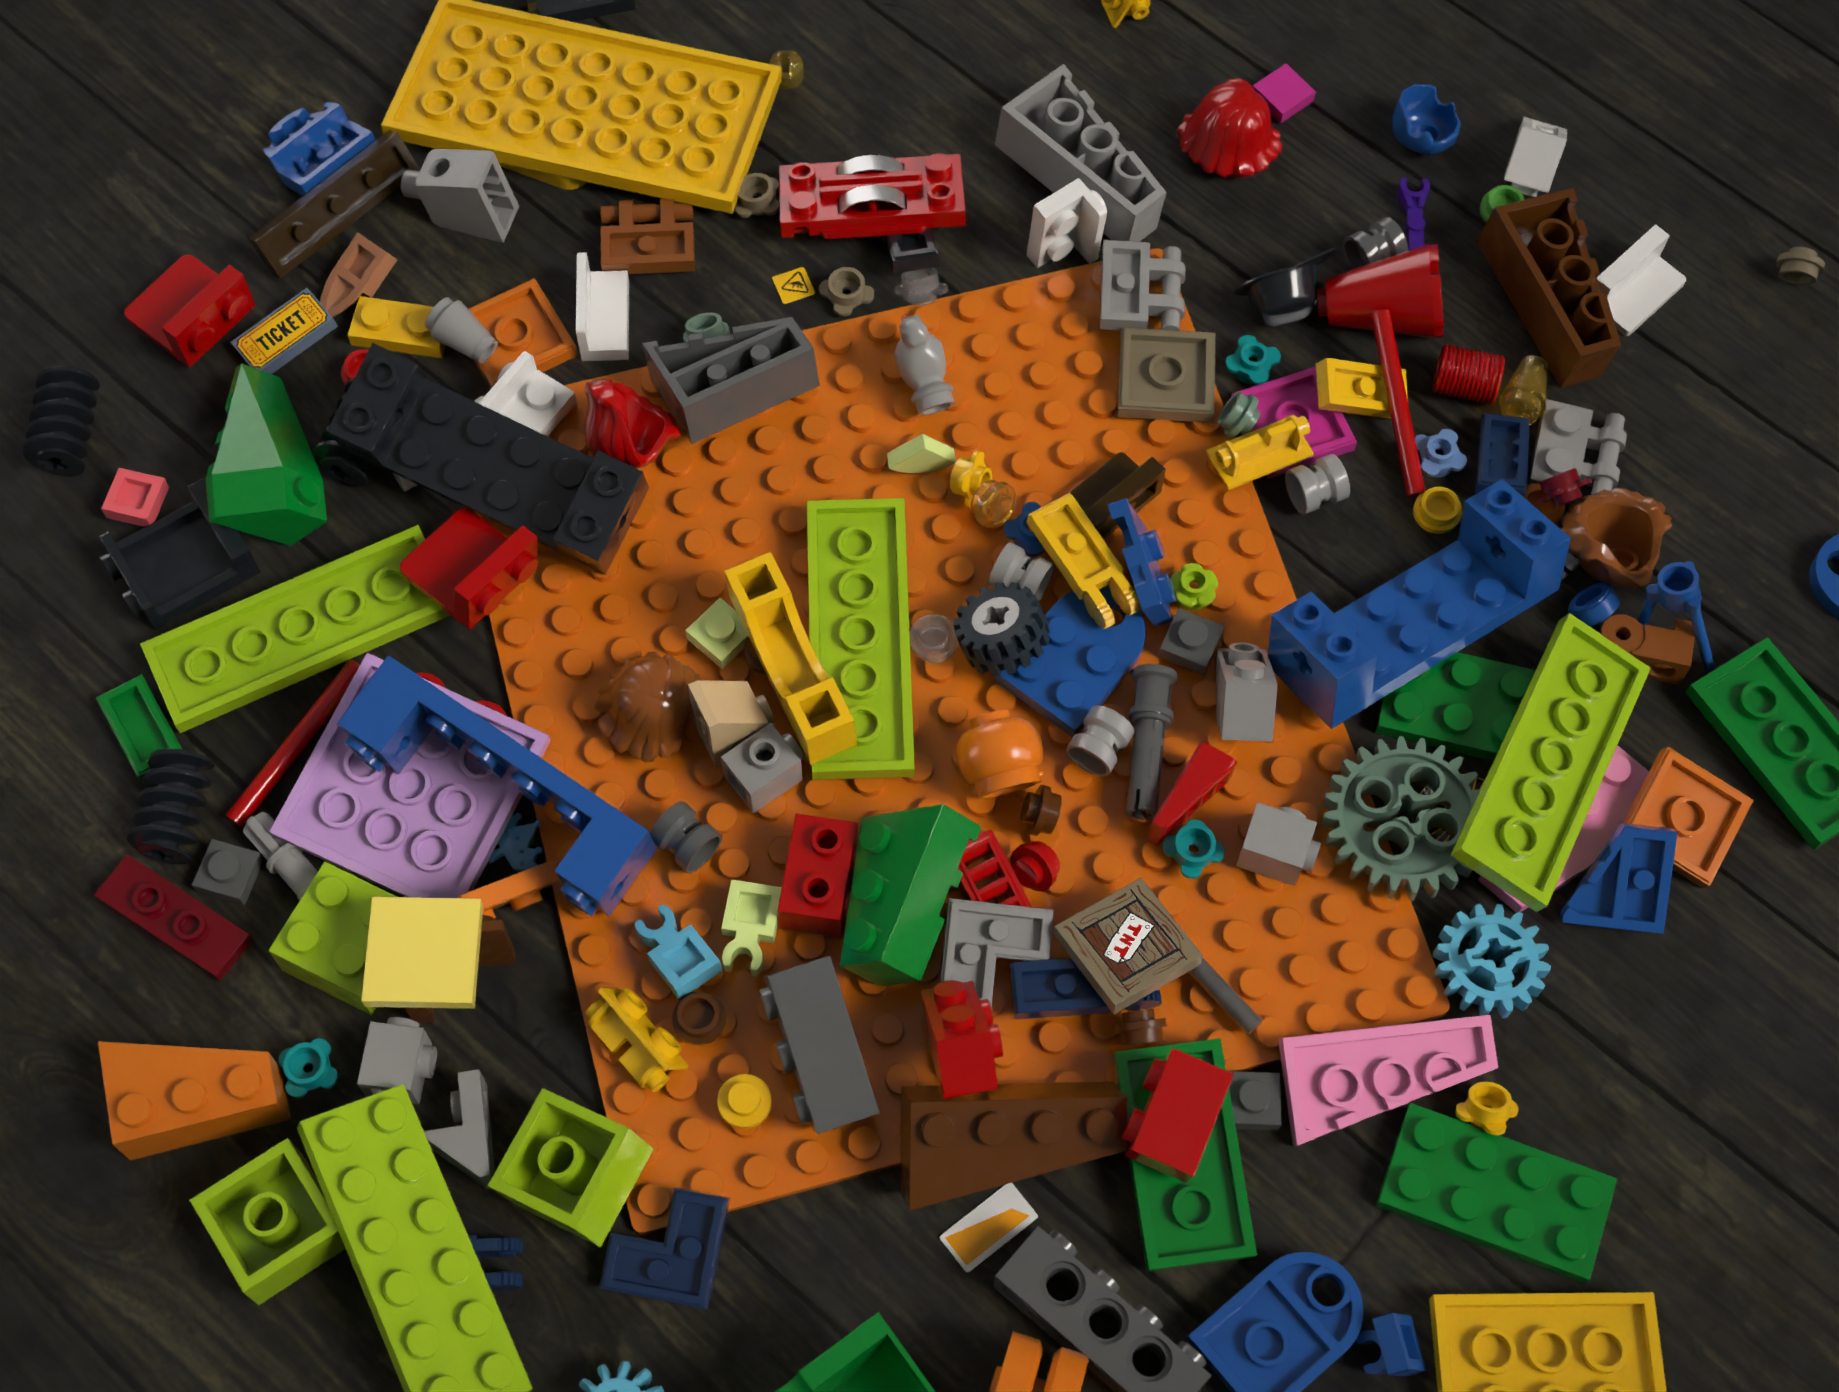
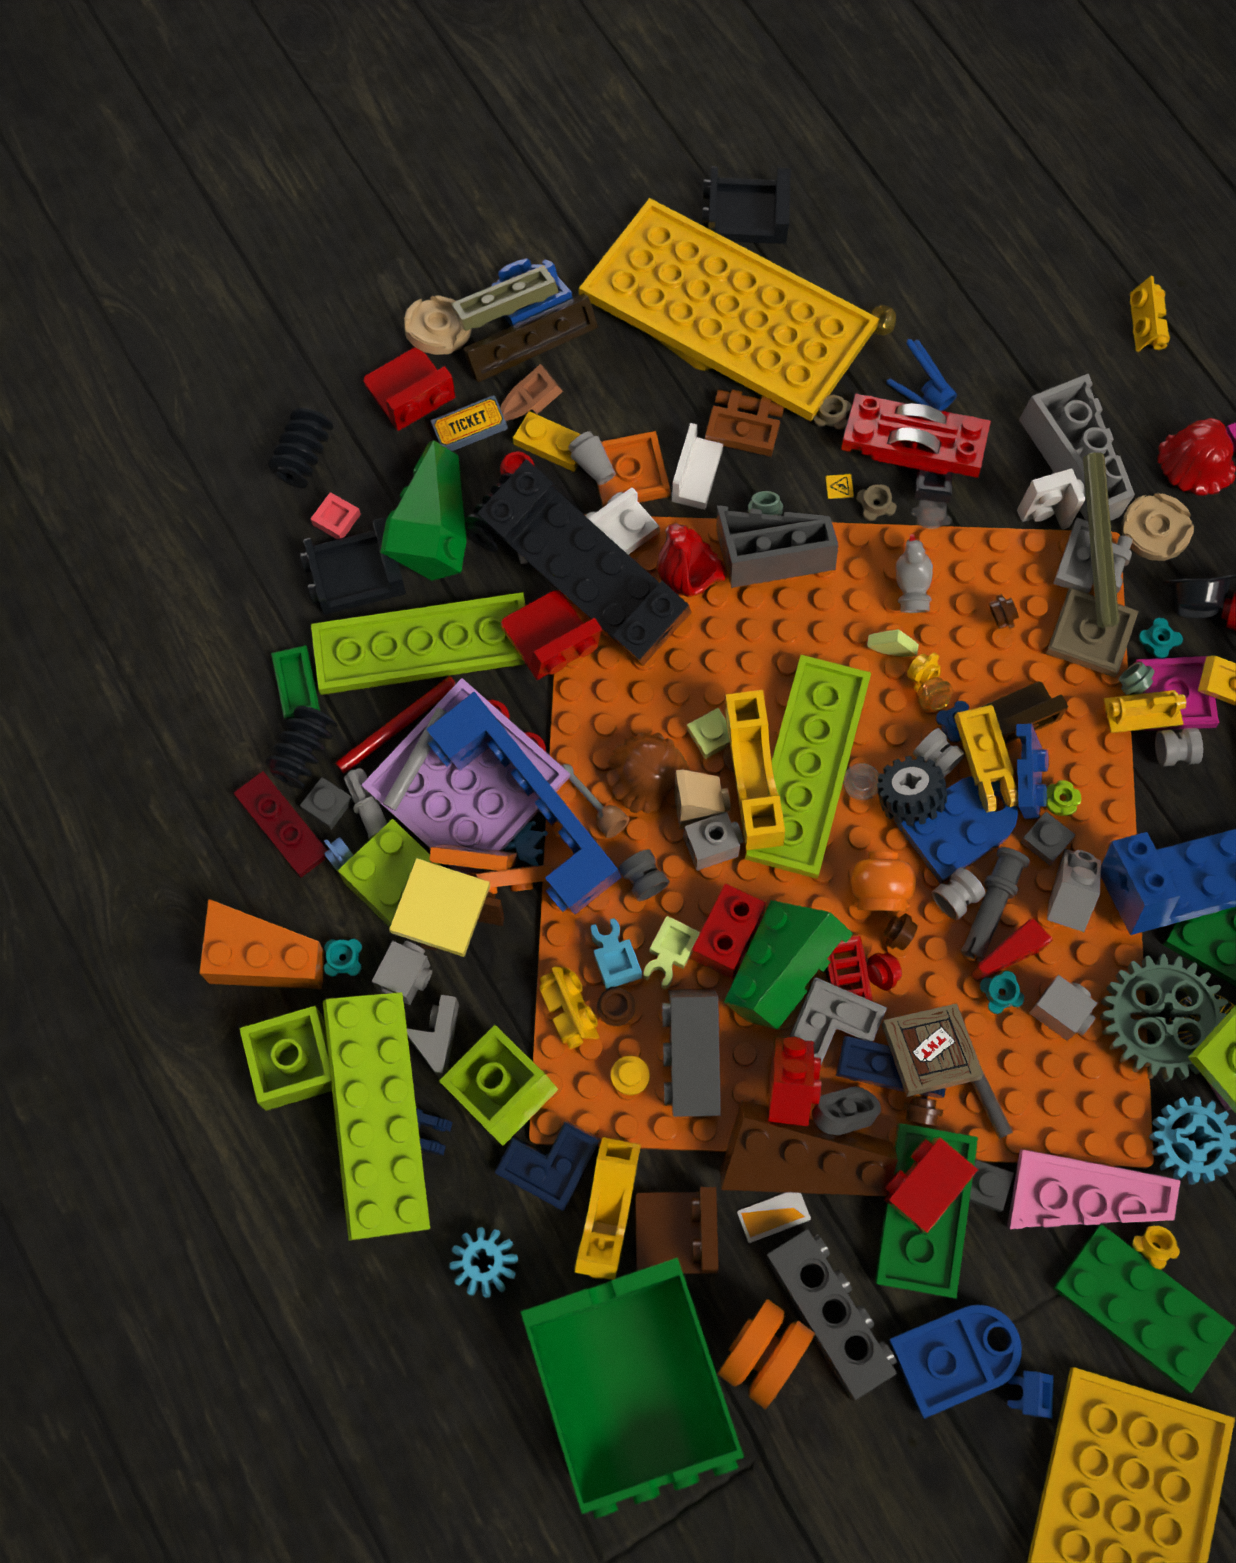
camera: 20 degrees right, 5 degrees up
(205, 221) = (434, 327): none -> tan tile
(261, 930) = (338, 853): none -> medium blue plate
(286, 161) = (505, 298): none -> olive plate
(331, 789) = (412, 765): none -> light grey bar
(448, 877) = (472, 857): none -> orange tile
(464, 192) = (623, 354): light grey torso -> none
(619, 779) = (610, 818): none -> medium nougat hinge
(767, 1283) = (608, 1209): none -> yellow arch
(869, 1276) = (679, 1227): none -> reddish brown bracket
(879, 135) = (936, 391): none -> blue plant
(1041, 1057) = (846, 1111): none -> dark grey plate
(1048, 378) = (1004, 612): none -> reddish brown plate
(1142, 257) = (1100, 540): none -> olive axle
(1207, 228) = (1157, 526): none -> tan tile

